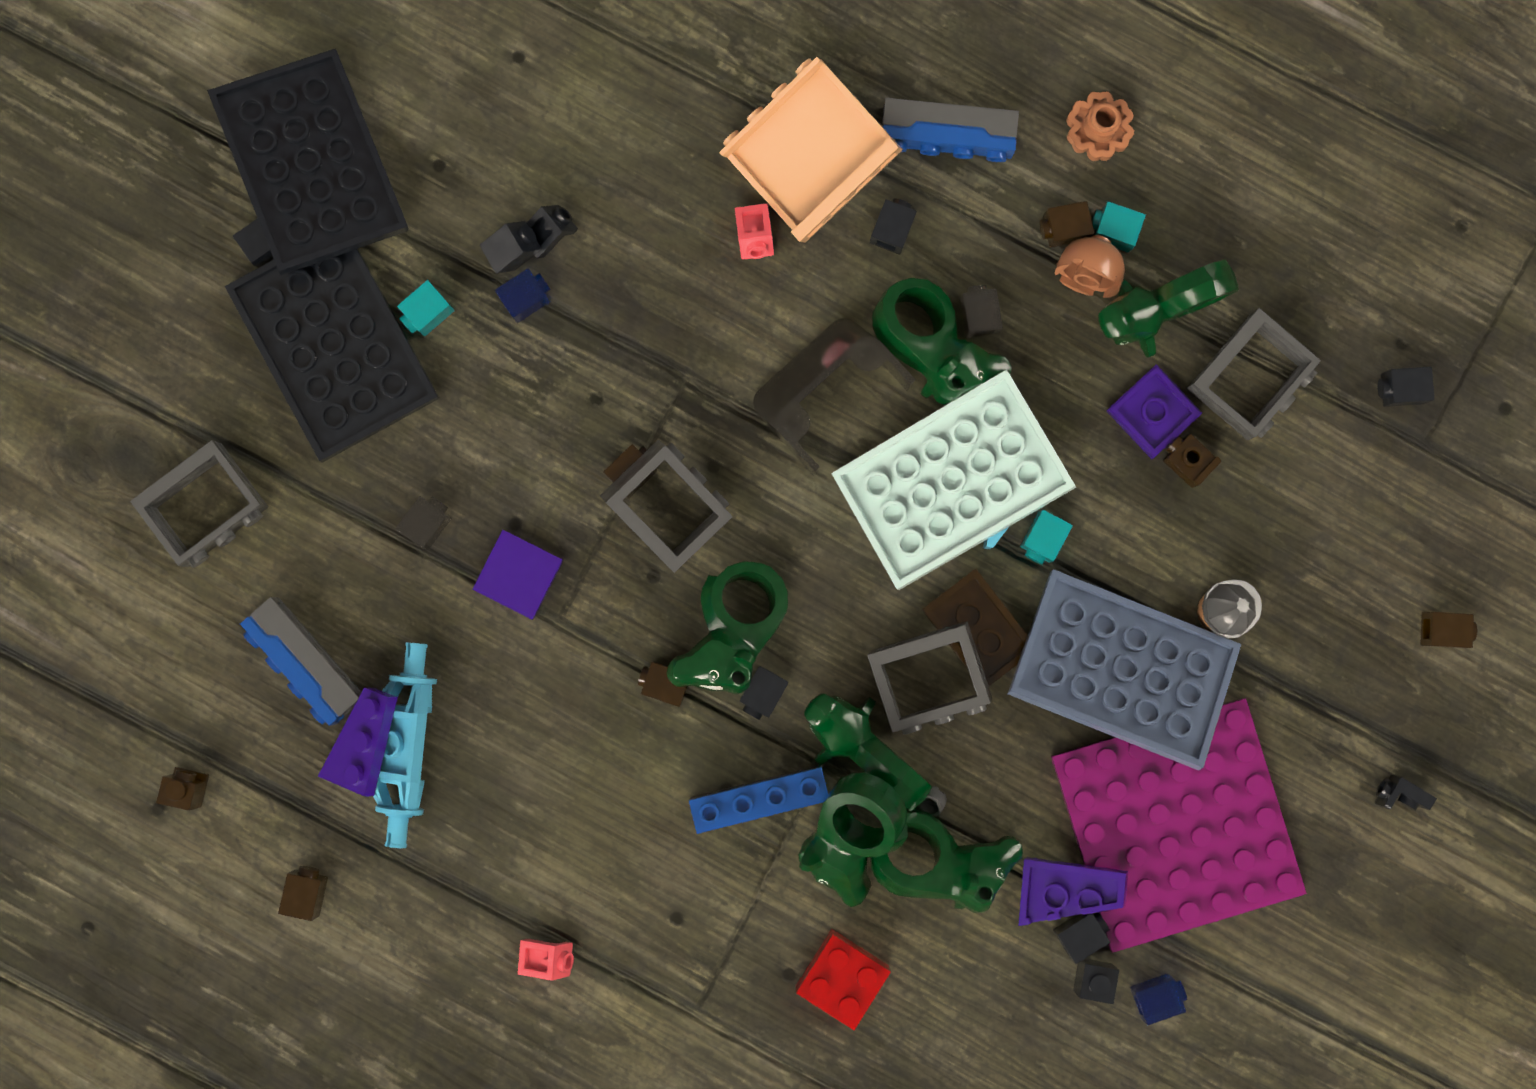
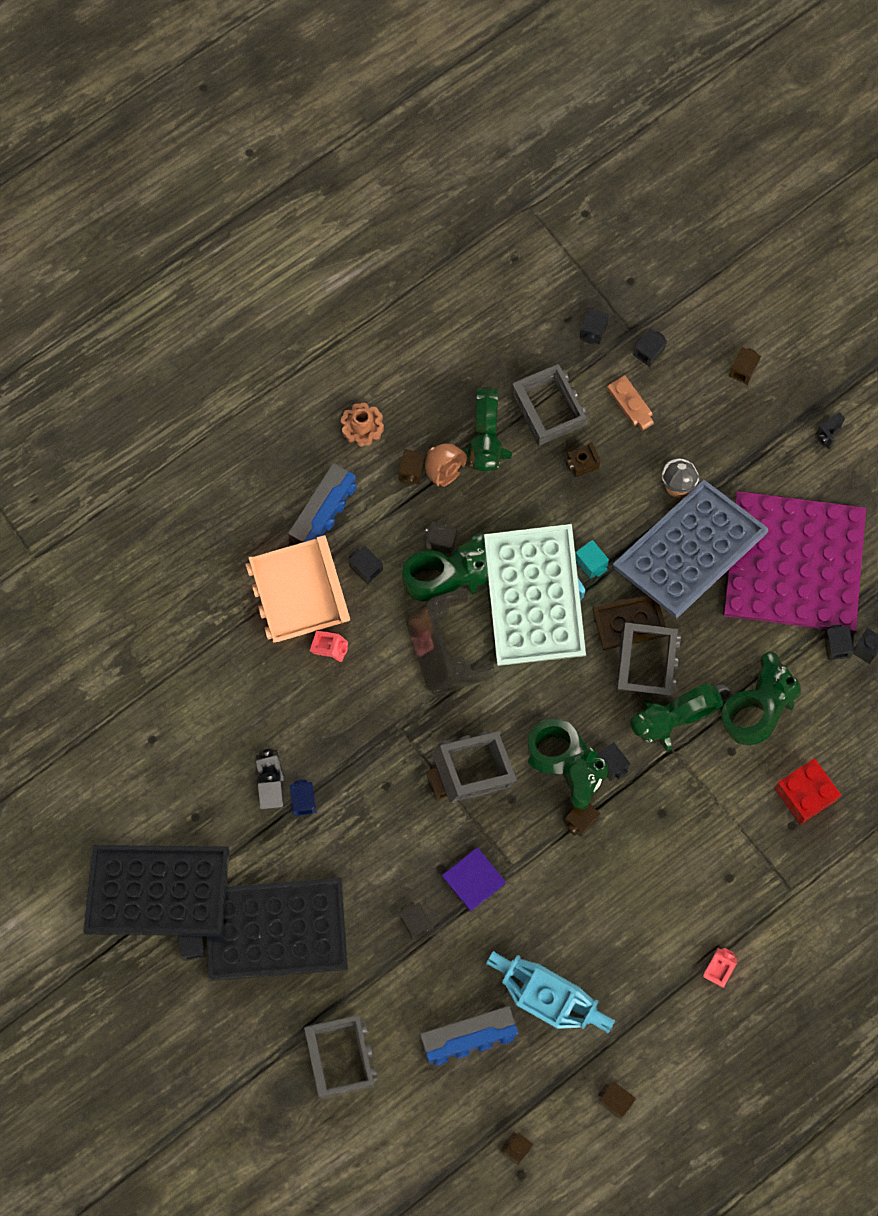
camera: 70 degrees left, 15 degrees down
(361, 744) = (538, 1017): dark purple wing -> none
(424, 309) = (283, 862): teal brick -> none
(758, 799) = (677, 792): blue piece -> none
(841, 843) = (724, 753): dark green animal -> none
(1068, 889) = (807, 638): dark purple wing -> none
(1118, 225) = (426, 438): teal brick -> none
(1154, 411) = (544, 469): dark purple tile -> none
(1312, 490) = (631, 403): none -> nougat hinge
(1412, 481) = (650, 347): none -> black brick

